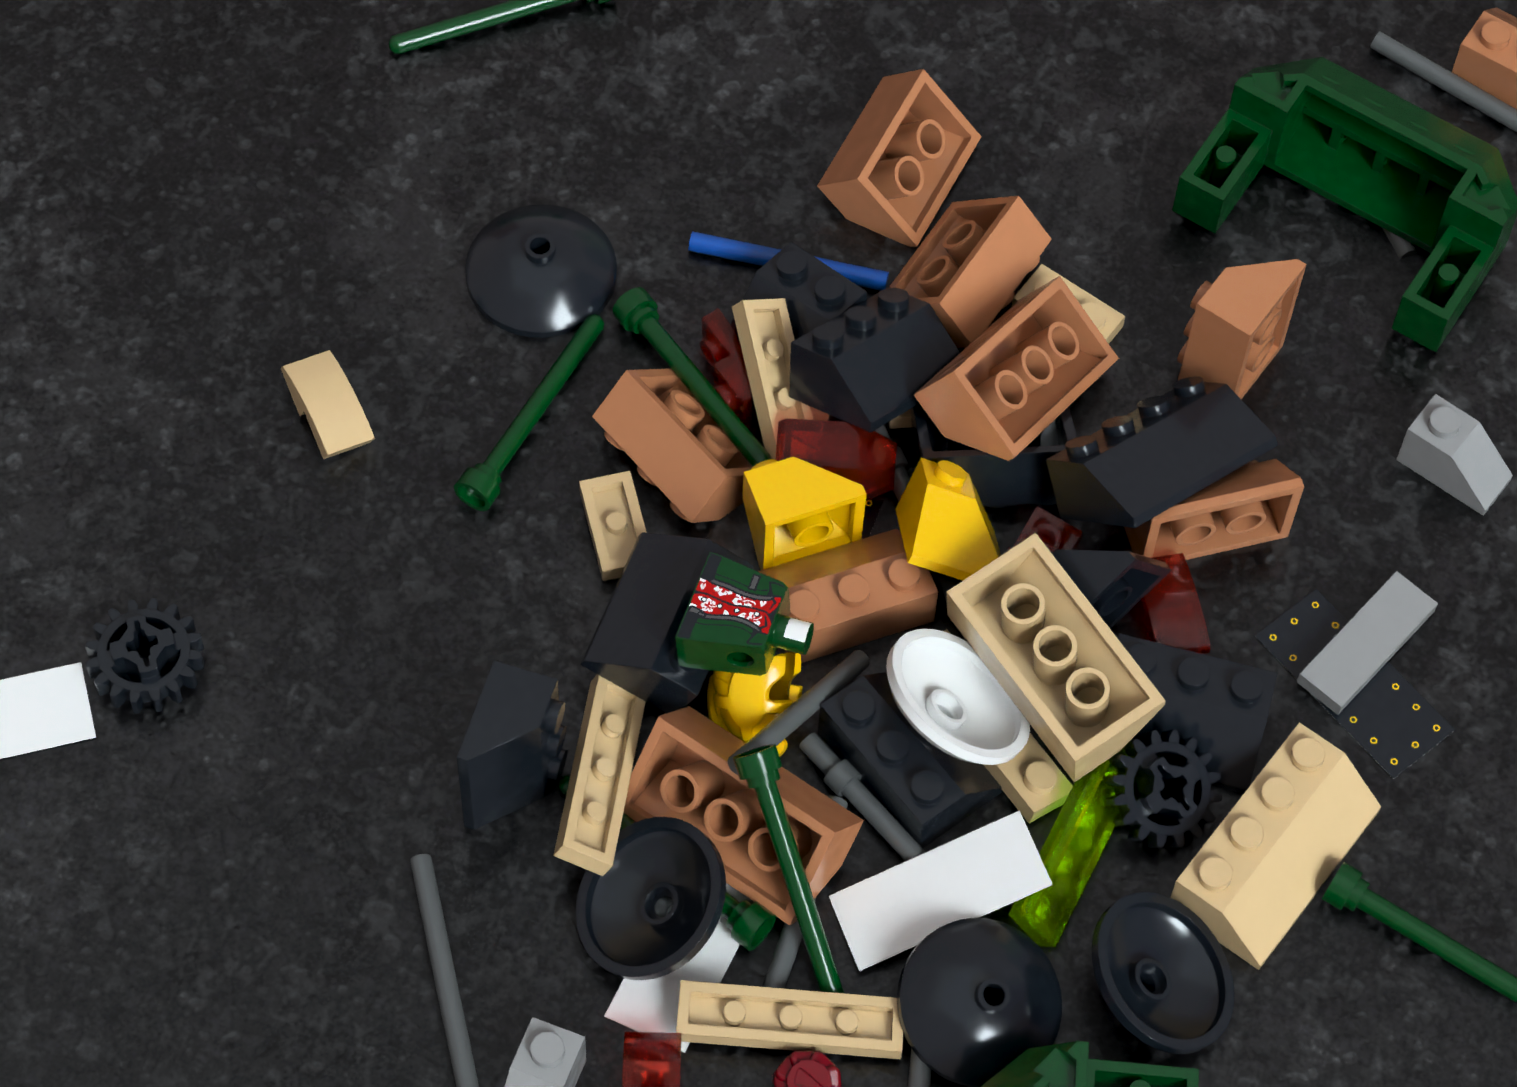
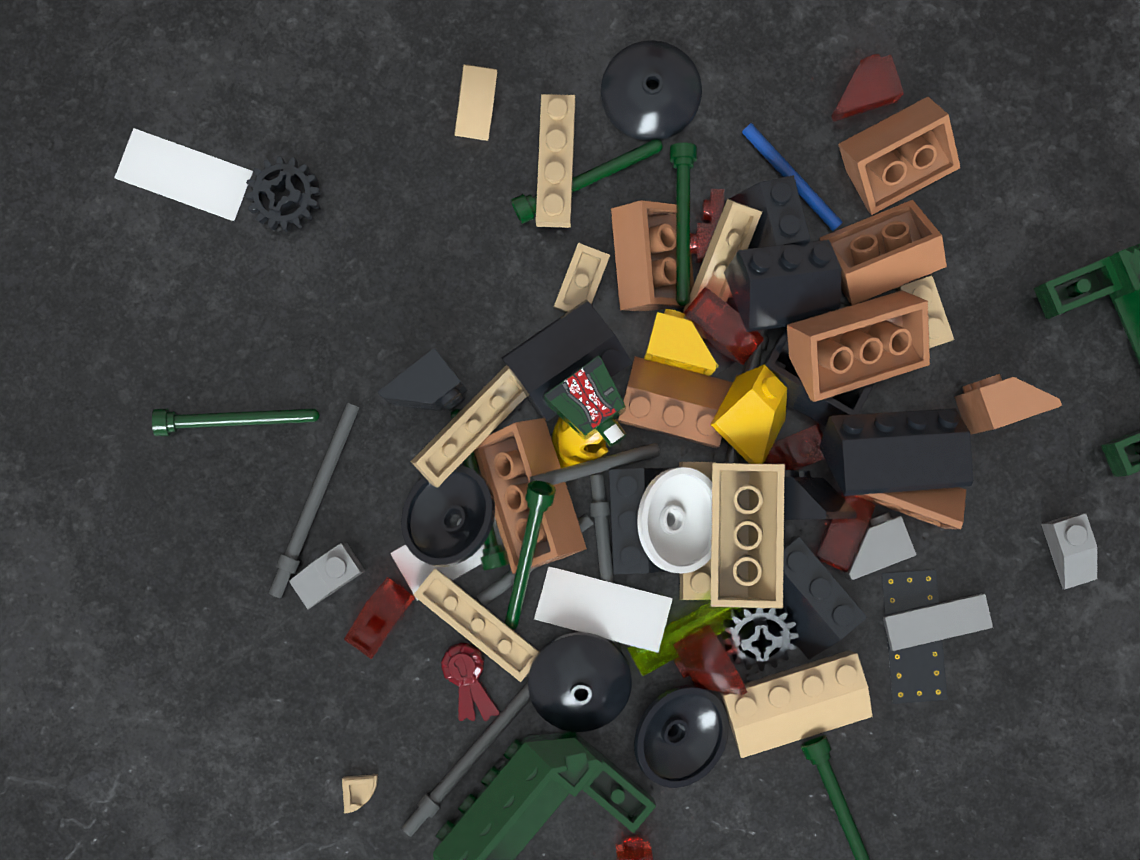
camera: 40 degrees right, 25 degrees up
(175, 1036) = (166, 422): none -> dark green piece
(481, 407) = (555, 161): none -> tan plate
(807, 110) = (870, 87): none -> clear red slope
(1128, 857) = (708, 663): none -> clear red slope
(1230, 591) = (882, 545): none -> light grey slope

